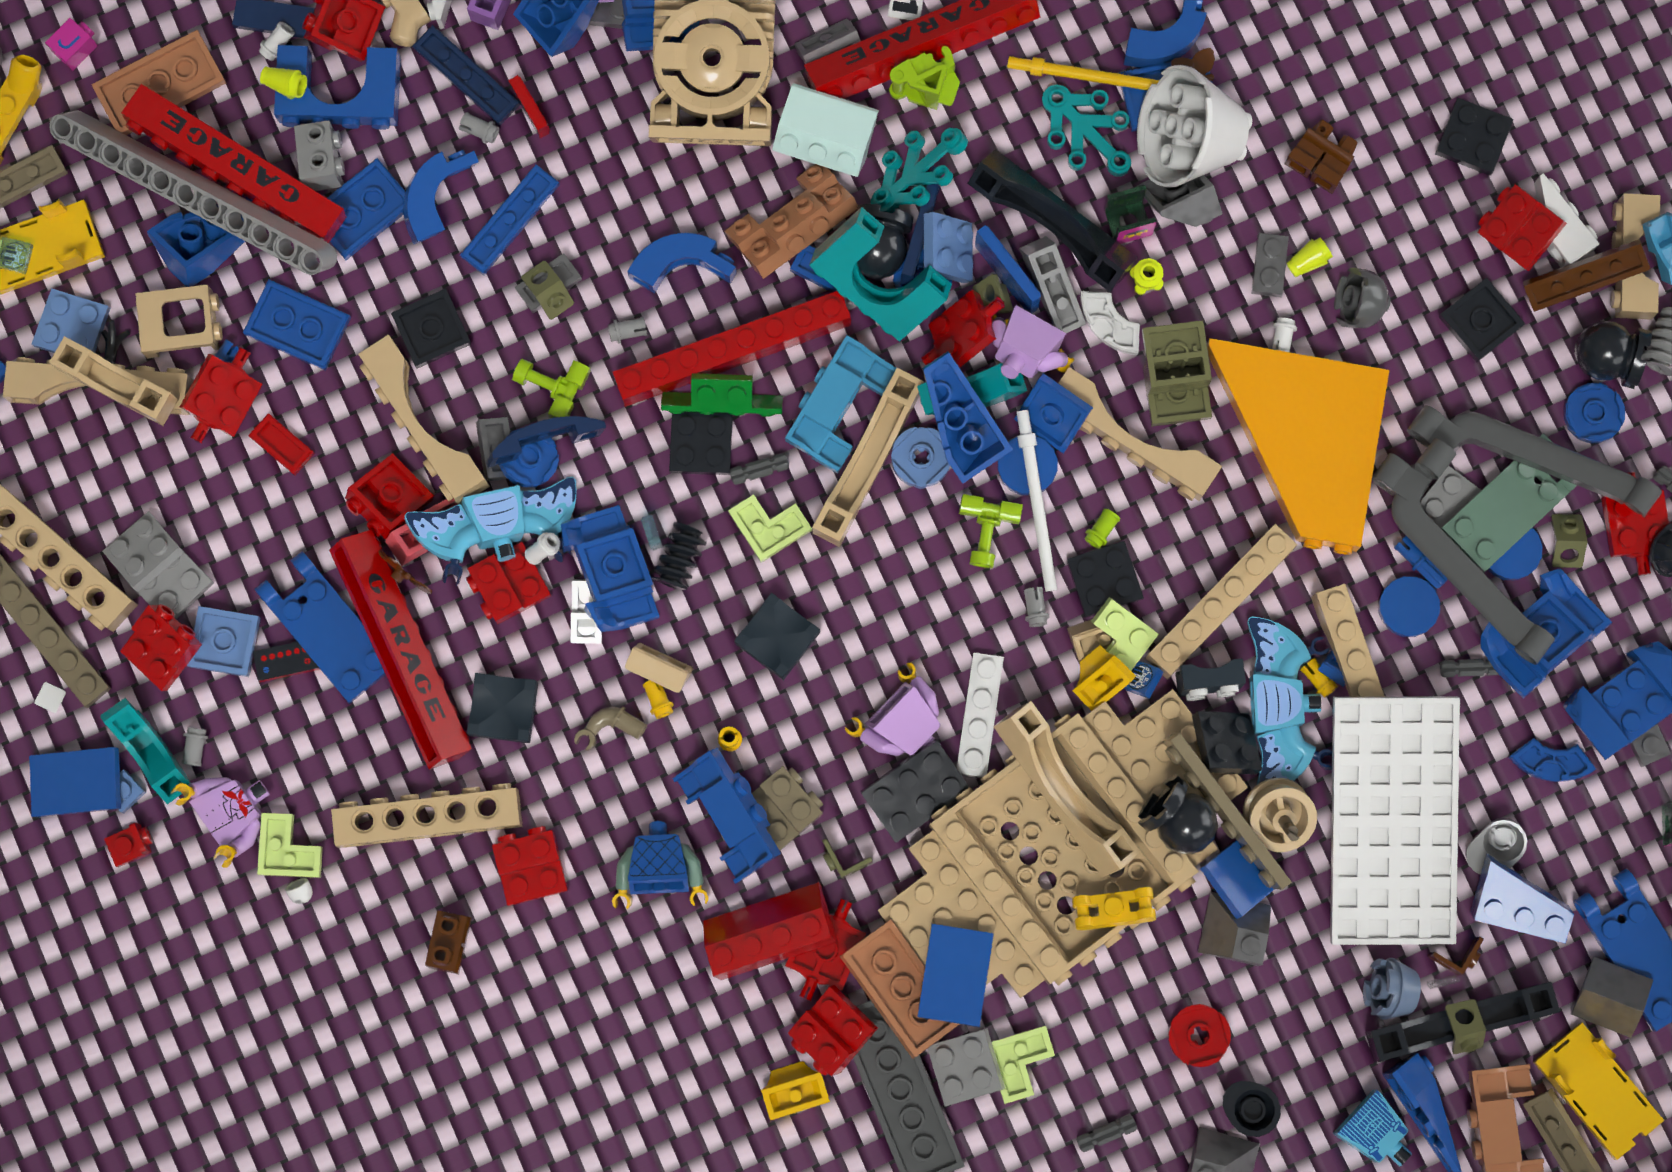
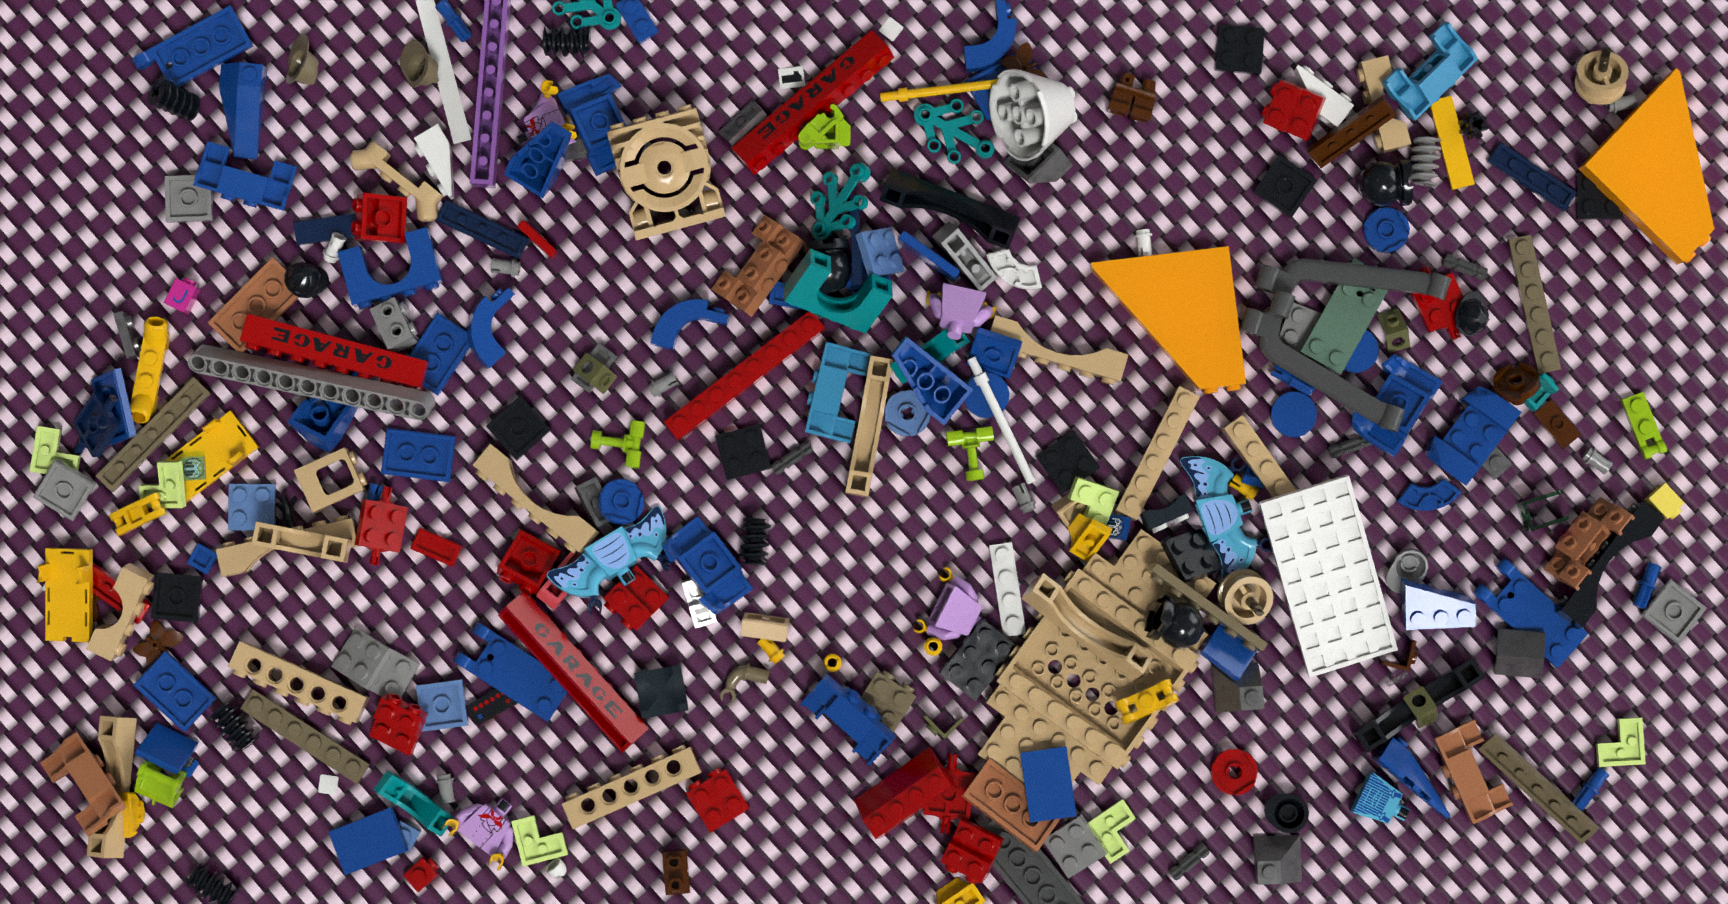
camera: 20 degrees left, 5 degrees up
(229, 69) = (305, 279): none -> black piece
(284, 81) = (353, 278): neon yellow cone -> none
(400, 574) = (556, 617): reddish brown piece -> none
(509, 219) = (550, 328): blue tile -> none
(546, 545) = (655, 563): white pin -> none
(577, 427) = (649, 470): dark blue slope -> none
(651, 532) = (728, 529): clear light blue tile -> none
(658, 866) = (810, 770): blue torso -> none
(721, 394) = (748, 413): green bracket -> none
(765, 534) = (813, 505): yellowish green plate -> none
(777, 636) = (843, 578): black brick -> none
(825, 130) = (762, 193): light aqua slope -> none
(861, 748) = (939, 646): none -> yellow pin
(963, 329) = (909, 312): red plate -> none
(990, 289) = (923, 279): olive bracket -> none
(1101, 529) = (1054, 425): lime pin -> none
(1128, 202) = (1004, 177): clear green piece -> none
(1145, 283) = (1030, 235): neon yellow brick -> none
(1177, 373) = (1075, 296): olive bracket -> none
(1270, 265) = (1118, 191): flat silver plate -> none
(1310, 257) = (1146, 178): neon yellow cone -> none
(1361, 299) = (1193, 198): dark grey cylinder -> none
(1392, 989) = (1361, 697): sand blue cone -> none
(1585, 1074) = (1517, 715): yellow piece -> none

